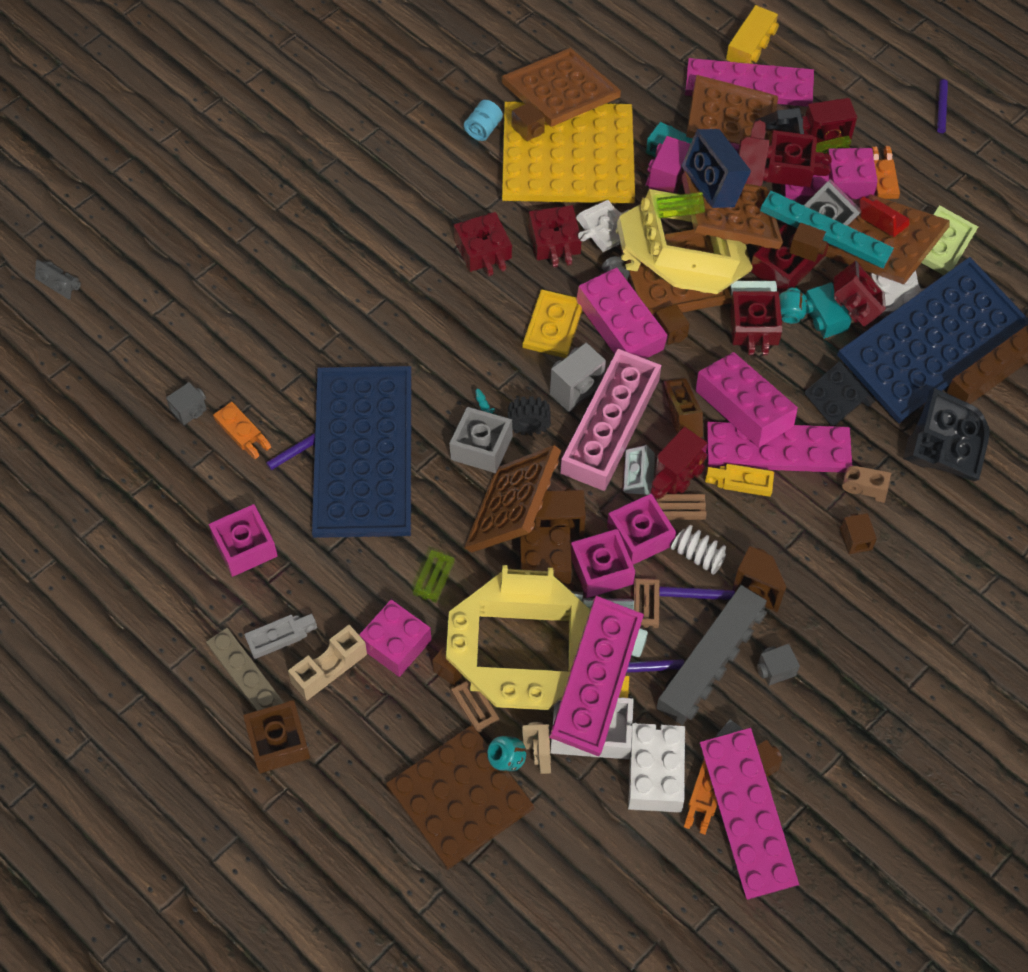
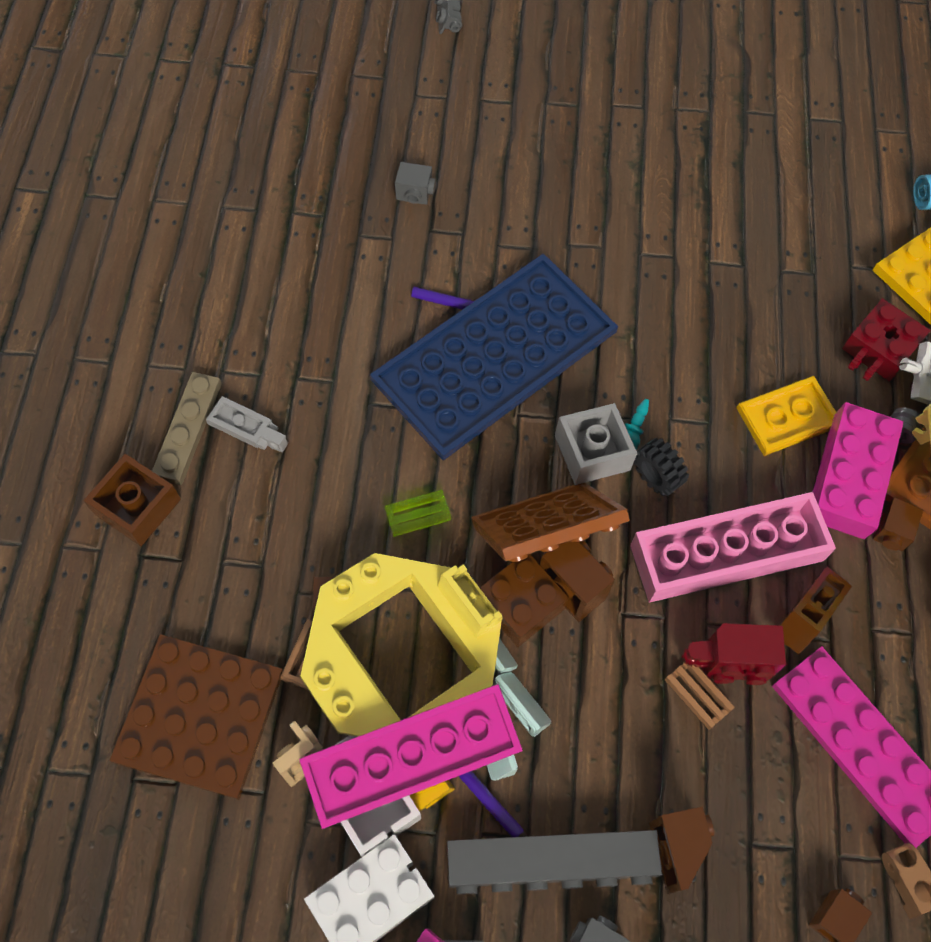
camera: 50 degrees right, 5 degrees up
(241, 429) = (429, 242): orange hinge -> none
(243, 540) = (312, 324): dark pink brick -> none
(343, 652) = (222, 484): tan arch -> none
(395, 637) = (317, 526): dark pink brick -> none
(483, 243) = (809, 287): dark red hinge -> none
(506, 753) = (269, 726): teal head -> none
(577, 376) = (745, 477): light grey brick -> none
(602, 563) = (558, 661): dark pink brick -> none
(639, 470) = (702, 618): light aqua slope -> none
(642, 528) = (632, 672): dark pink brick -> none
(646, 622) = (536, 757): medium nougat tile -> none
(696, 593) = (614, 786): dark purple bar -> none
(699, 549) = (665, 751): white piece -> none
(741, 479) = (788, 734): yellow hinge -> none
(746, 399) = (883, 668): dark pink brick -> none

